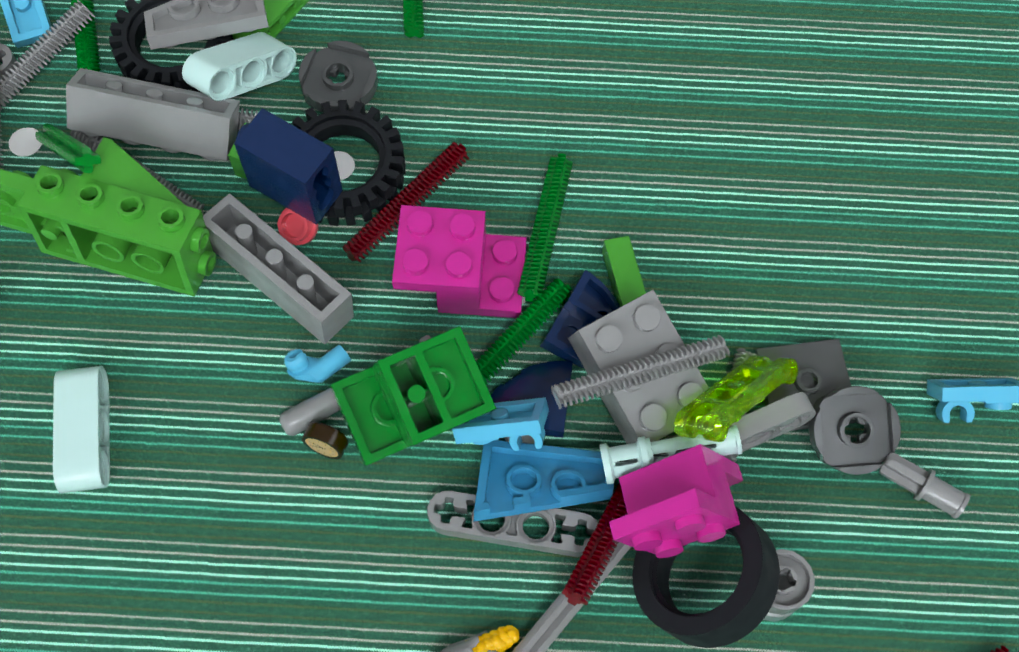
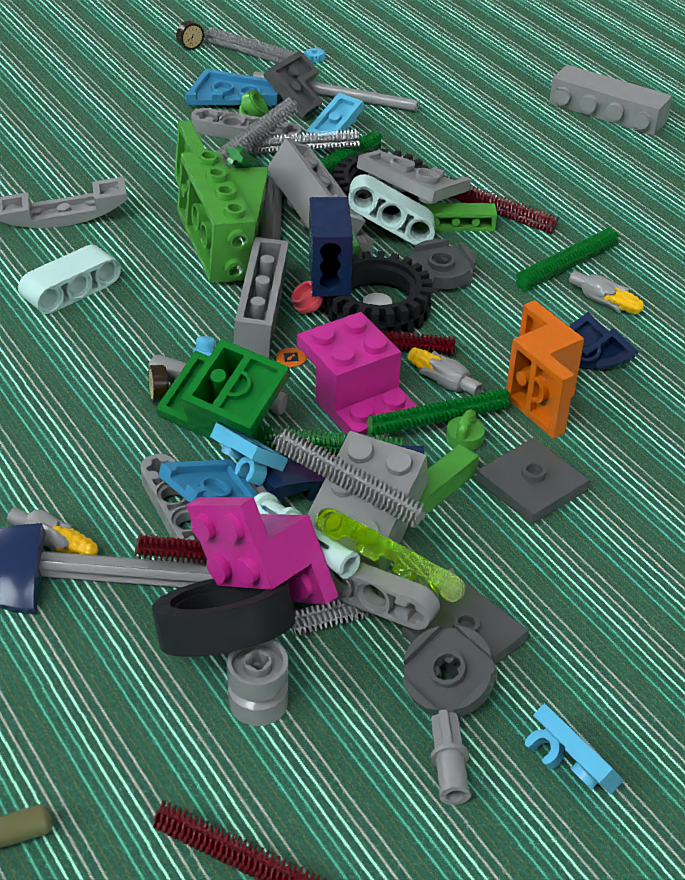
camera: 55 degrees right, 25 degrees down
(363, 293) = (291, 357): none -> orange sticker
(489, 182) = (444, 371): none -> light grey piece
(541, 47) = (601, 347): none -> dark blue brick
(566, 95) = (544, 368): none -> orange bracket
(579, 222) = (465, 431): none -> bright green tile
(672, 212) = (532, 480): none -> dark grey plate

